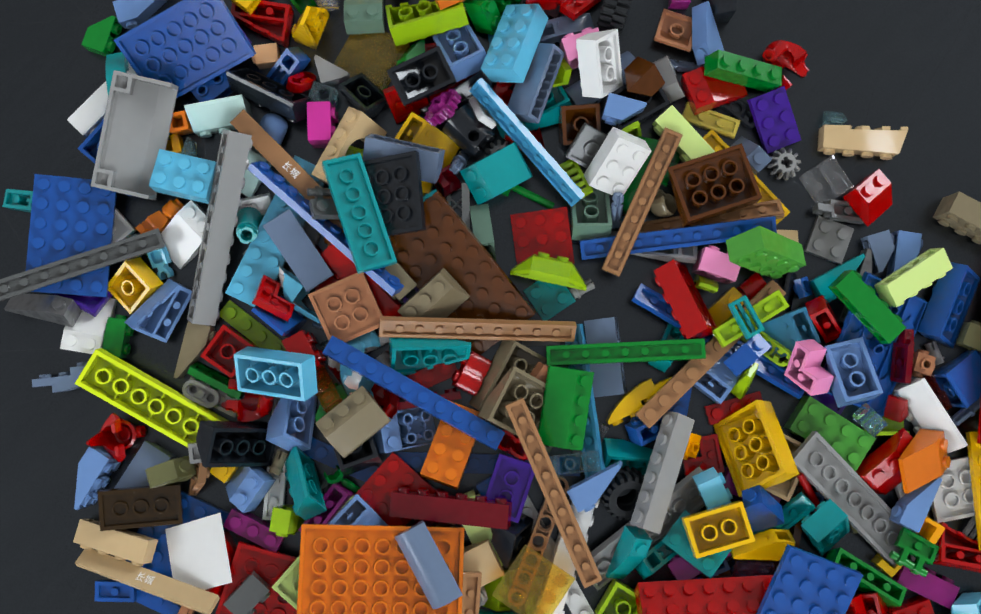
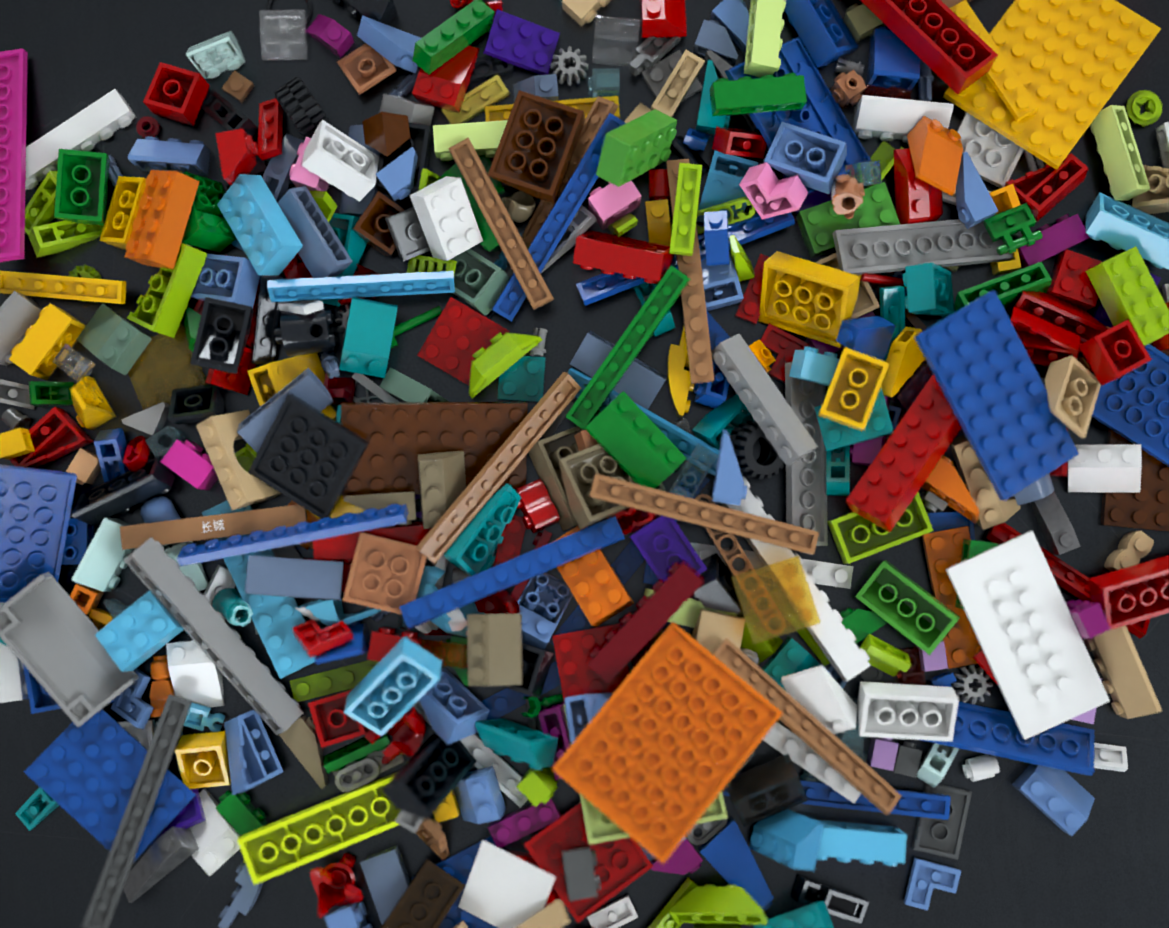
camera: 50 degrees left, 0 degrees up
(133, 207) = (129, 702): none -> medium blue plate
(170, 472) = (408, 858): olive slope -> none
(278, 462) = (479, 751): dark tan pin -> none
(320, 207) = (277, 518): dark grey plate -> none
(359, 213) = (304, 492): teal plate -> none
(428, 565) = (680, 680): sand blue brick -> none
(442, 107) = (266, 338): magenta gear -> none
(617, 209) = (490, 252): sand blue axle -> none
(629, 552) = (814, 488): teal slope -> none
(737, 317) = (678, 220): teal tile -> none
(792, 196) = (604, 82): none -> clear light blue brick
(831, 246) = (678, 83): none -> tan plate
(847, 421) = (846, 195): none -> nougat animal
(896, 408) = (872, 142): red slope -> none
(903, 357) = (830, 99): dark red hinge -> none

